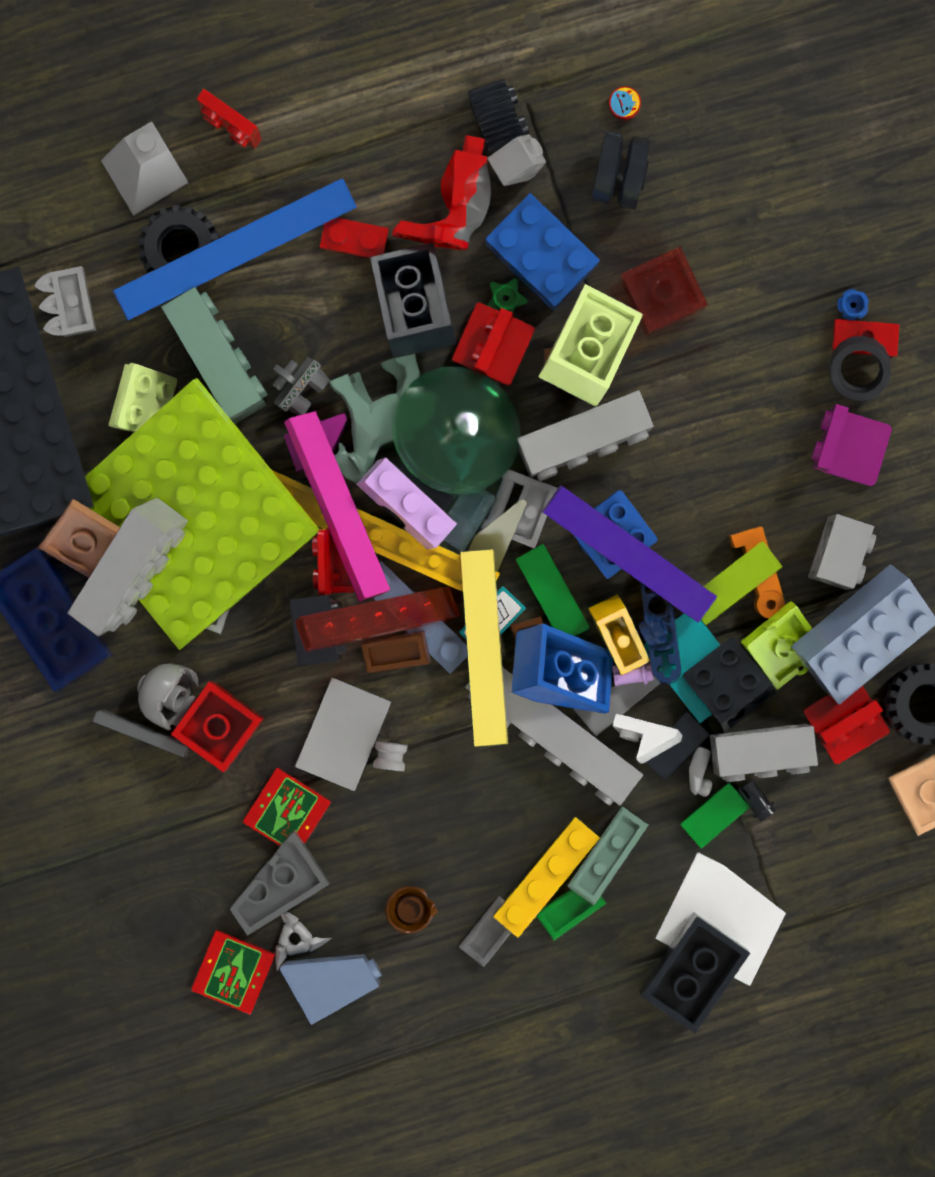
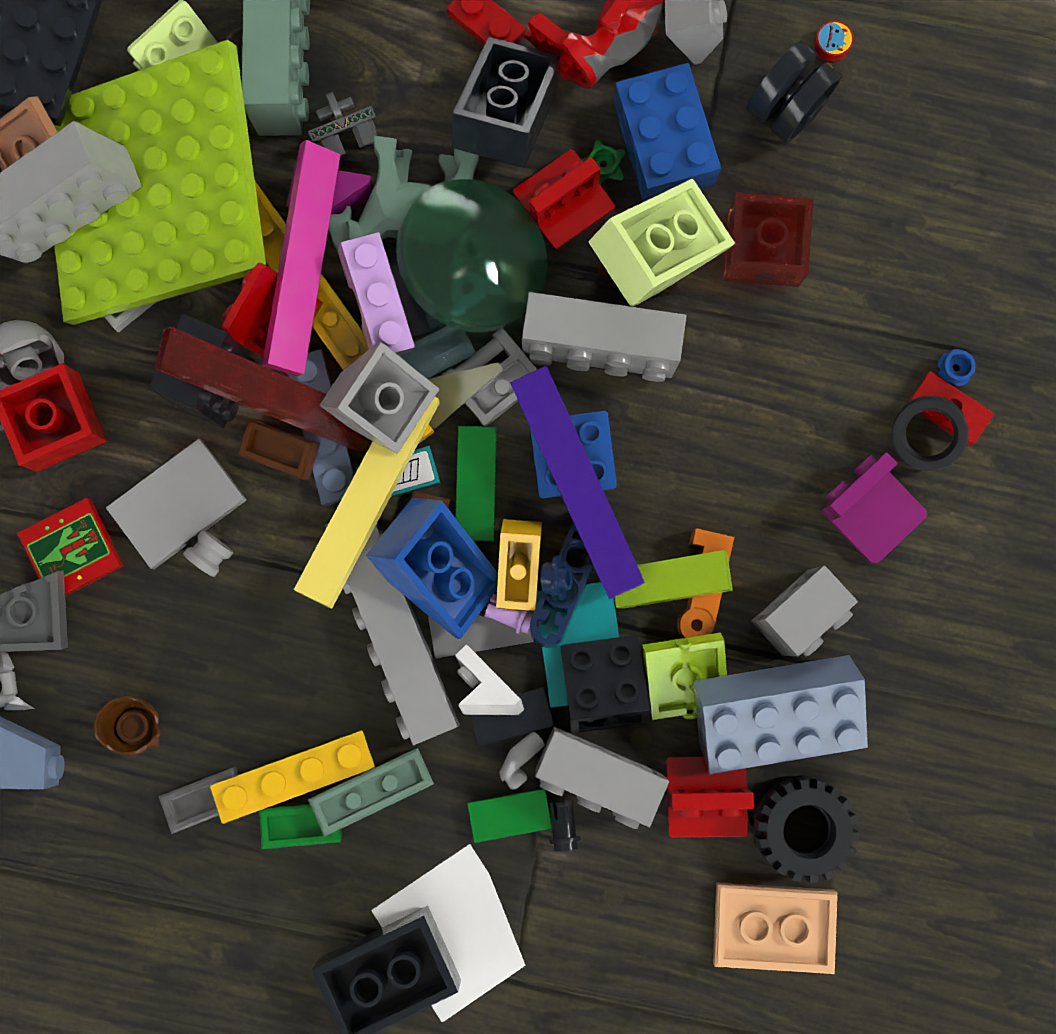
camera: 30 degrees right, 5 degrees down
(453, 574) = (380, 397): none -> light grey slope

